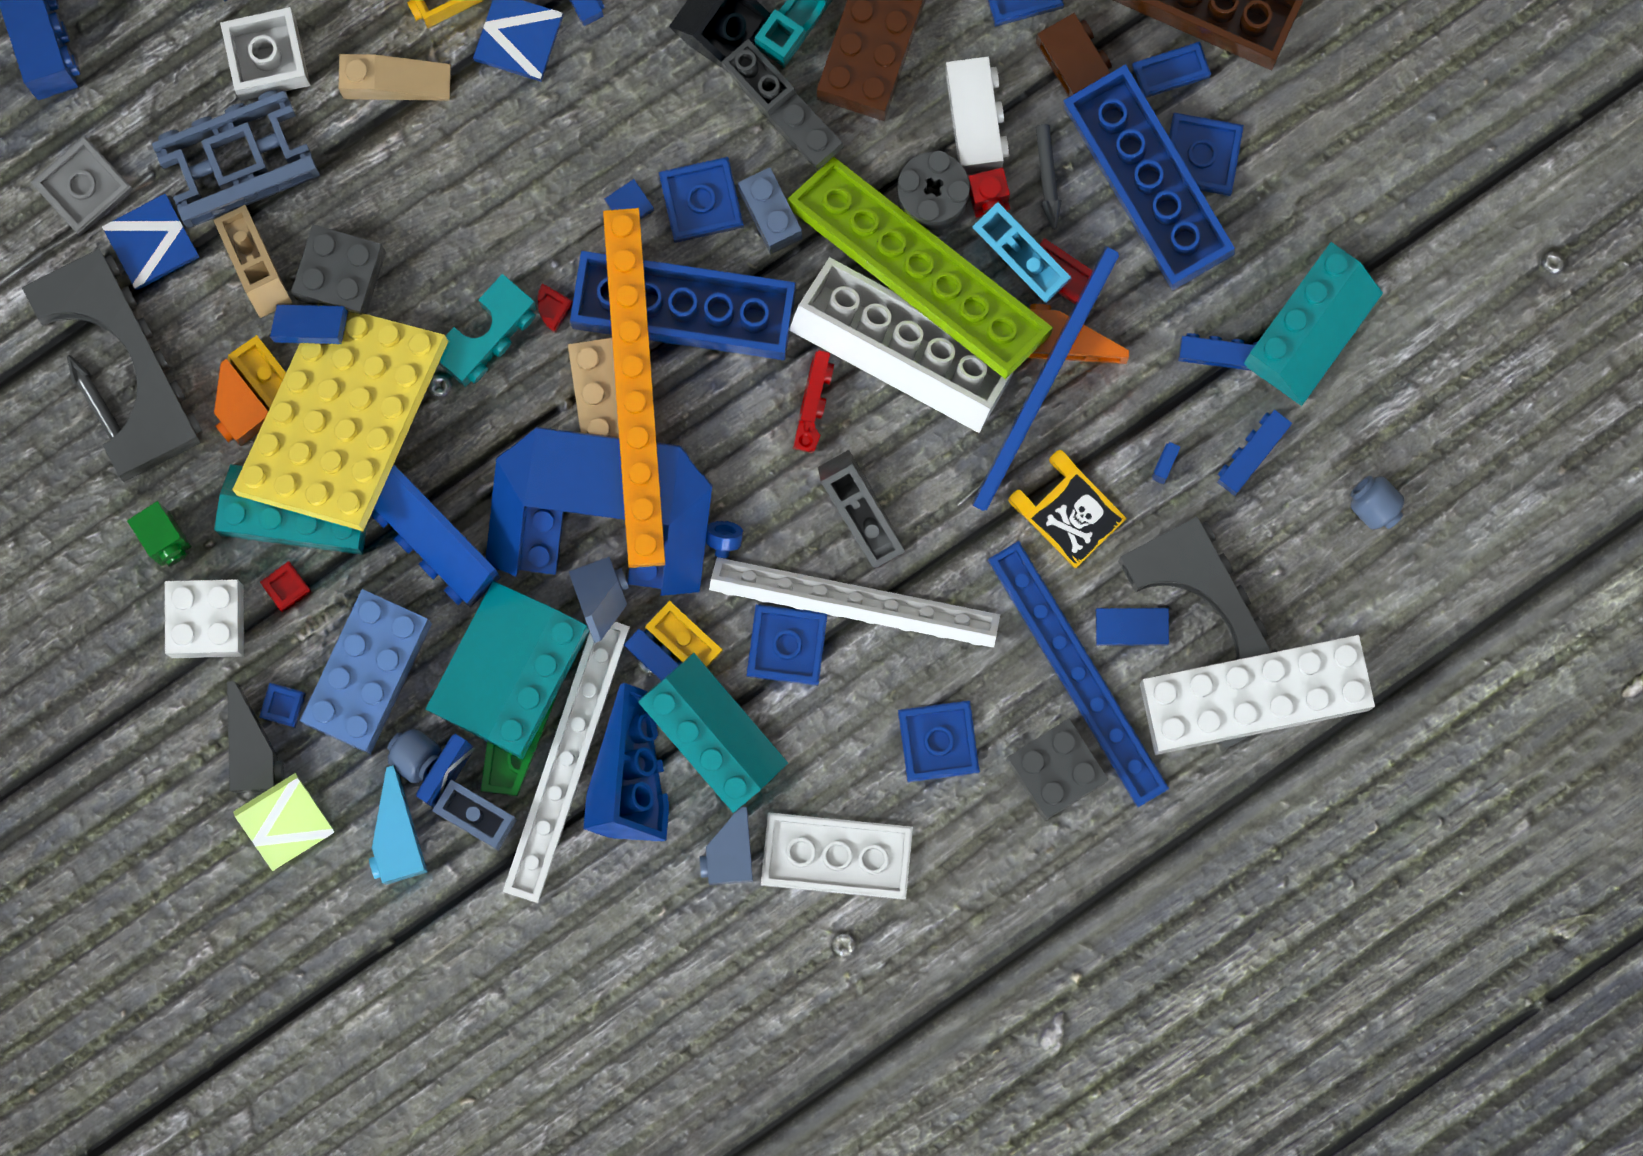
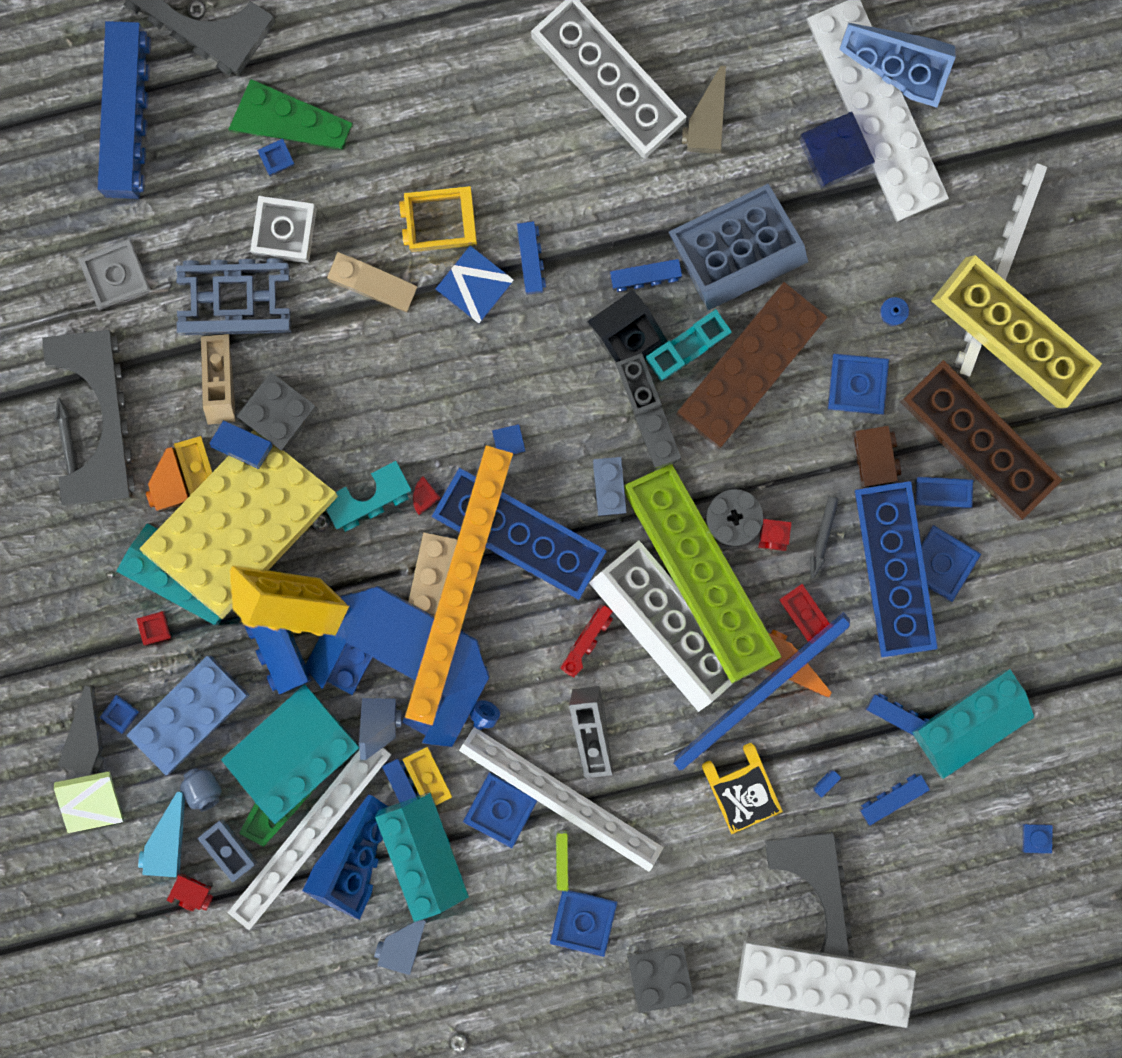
camera: 20 degrees right, 5 degrees up
(150, 241) = (149, 335): blue tile -> none
(160, 534) = (75, 559): green brick -> none
(204, 618) = (85, 631): white brick -> none
(433, 483) = (285, 601): none -> yellow slope
(445, 769) = (217, 811): blue tile -> none
(449, 885) = (190, 893): none -> red brick
(701, 199) = (562, 457): blue tile -> none
(836, 856) = (478, 977): white tile -> none
(883, 671) = (562, 860): none -> lime tile
(976, 114) = (787, 472): white brick -> none
(1022, 252) = (781, 591): medium azure slope -> none
(1078, 674) = (703, 912): blue tile -> none
(1132, 626) = (755, 892): blue tile -> none
(1377, 502) = (969, 871): sand blue head -> none
(1443, 434) = (1037, 838): none -> blue plate

